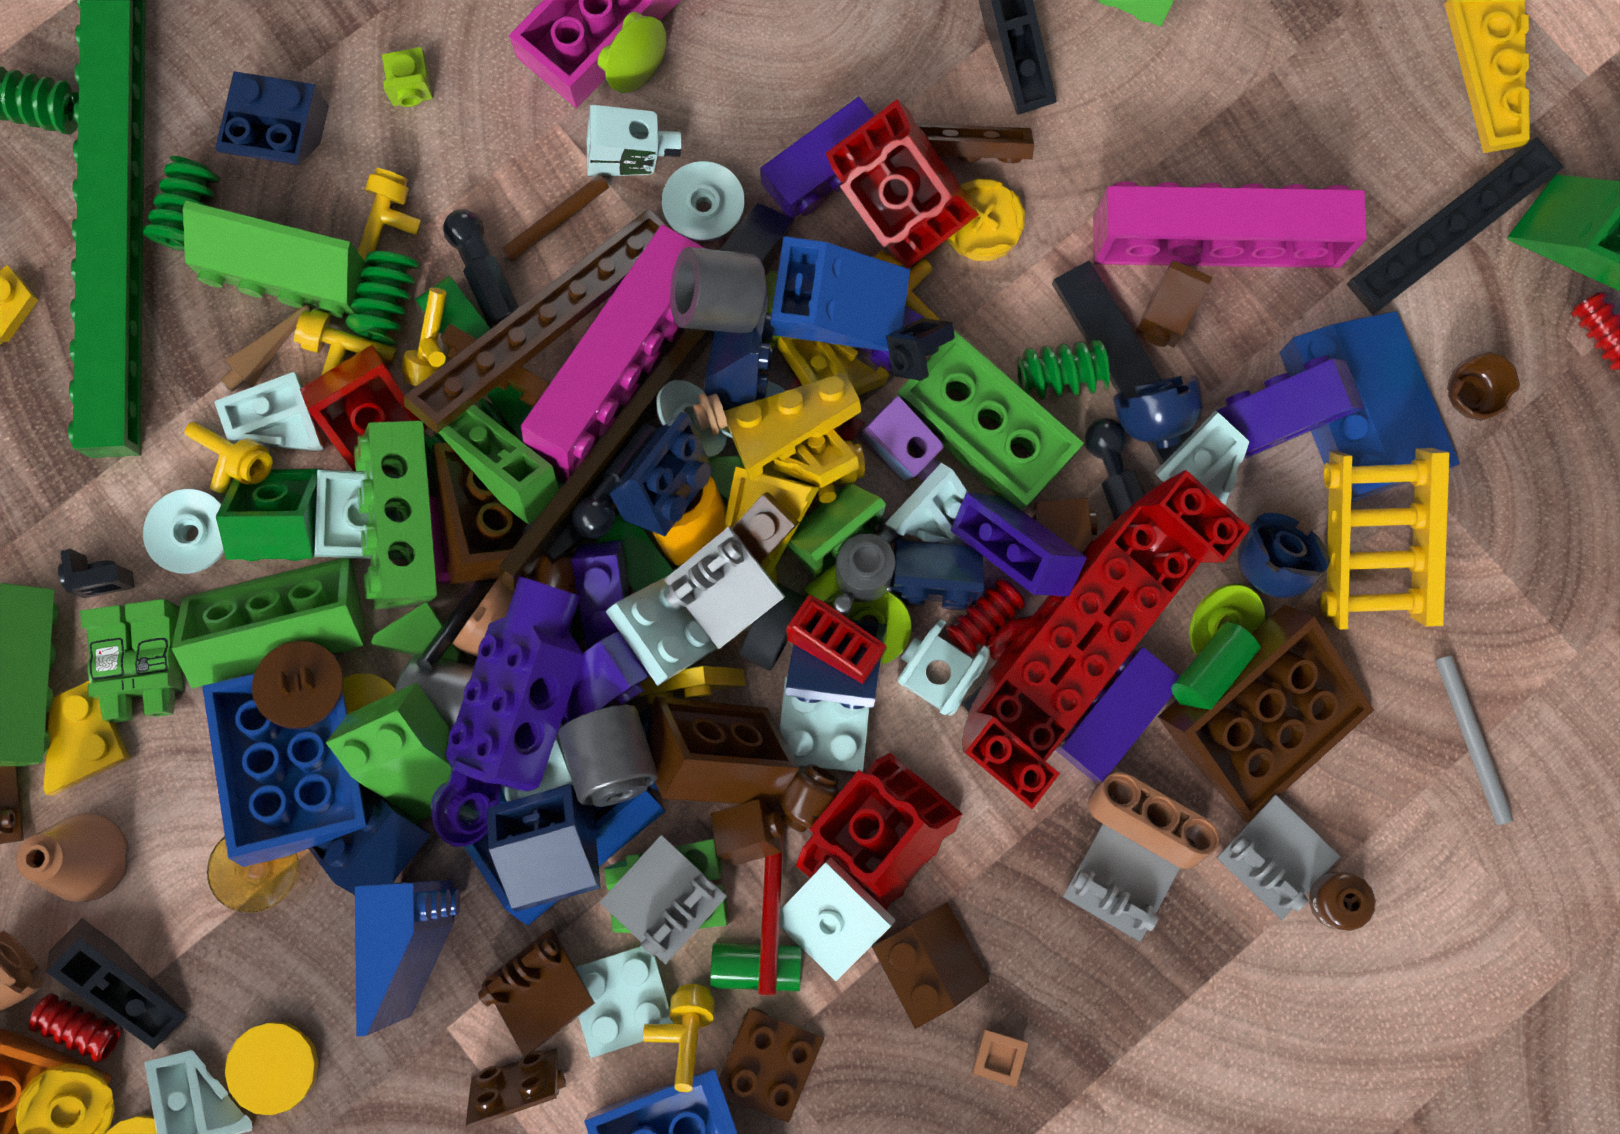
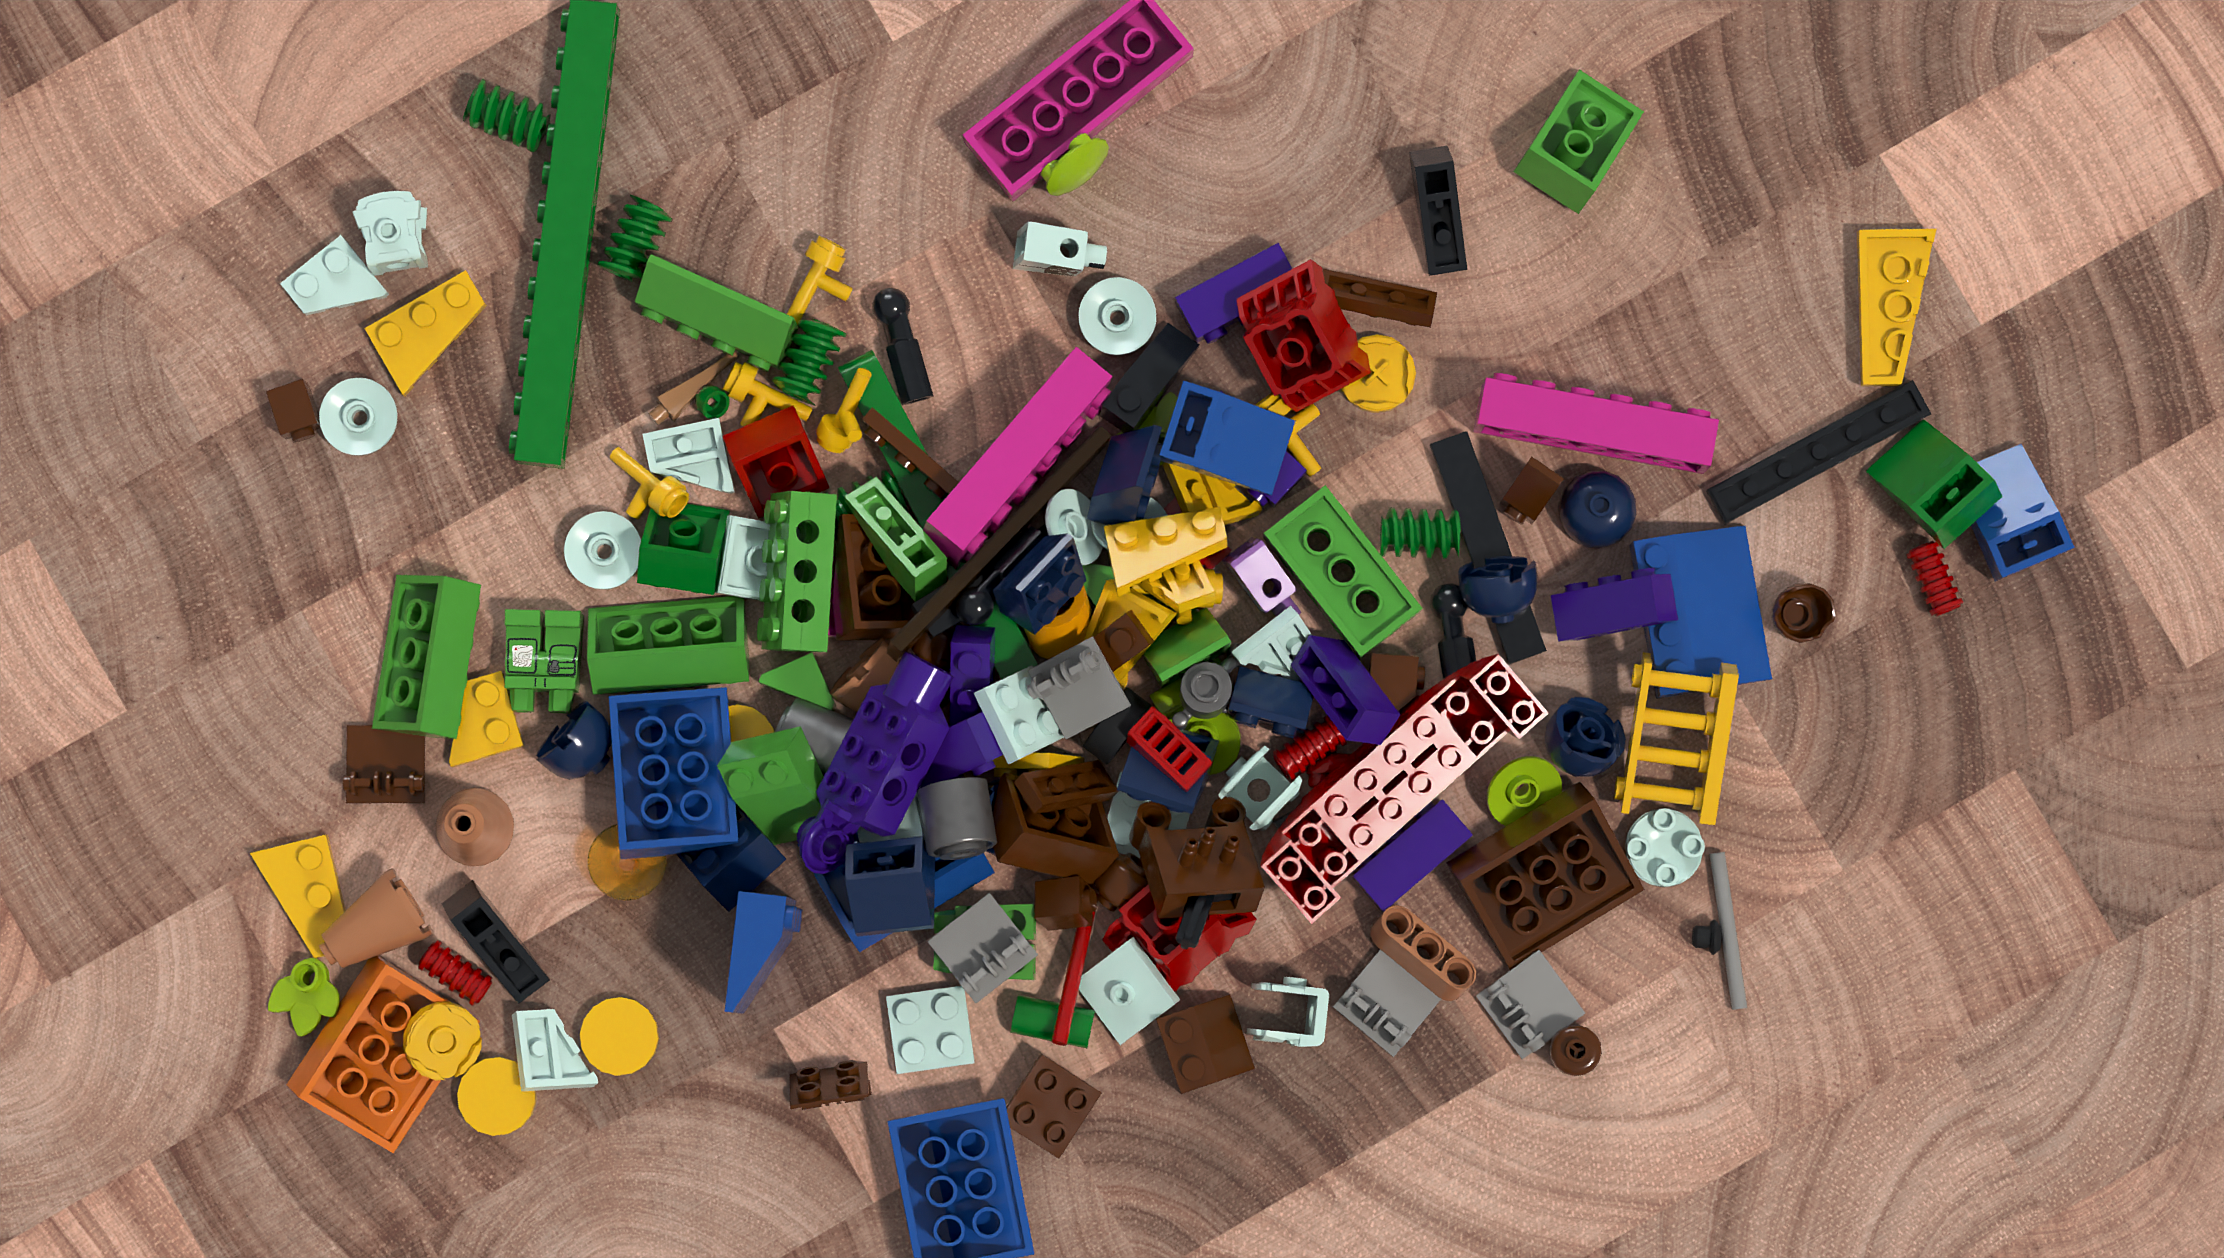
camera: 15 degrees right, 5 degrees up
(93, 578) = (521, 580): black bracket -> none
(179, 748) = (578, 744): none -> dark blue cylinder
(271, 119) = (728, 175): dark blue slope -> none
(291, 349) = (718, 408): none -> green hinge
(297, 684) = (692, 708): reddish brown piece -> none
(406, 77) = (857, 145): lime bracket -> none
(454, 624) = (834, 677): black bar -> none
(530, 327) = (957, 415): reddish brown plate -> none
(537, 992) = (859, 1010): reddish brown hinge -> none
(555, 217) = (977, 306): reddish brown bar -> none
(690, 1009) = (989, 1048): yellow piece -> none
(710, 413) = (1091, 527): light nougat plate -> none
(717, 290) = (1116, 424): flat silver piece -> none
(726, 702) = (1066, 786): none -> reddish brown plate
(890, 768) = (1198, 868): none -> reddish brown piece
(913, 343) = (1286, 491): black bracket -> none
(999, 1057) = (1251, 1133): nougat plate -> none
(1047, 908) = (1315, 1016): none -> light aqua piece
(1210, 456) = (1532, 644): light aqua wing -> none
(1216, 667) = (1501, 828): green brick -> none
(1241, 318) = (1597, 509): none -> dark blue cylinder
(1388, 660) = (1664, 847): none -> light aqua dish
(1455, 749) = (1707, 937): none -> black piece

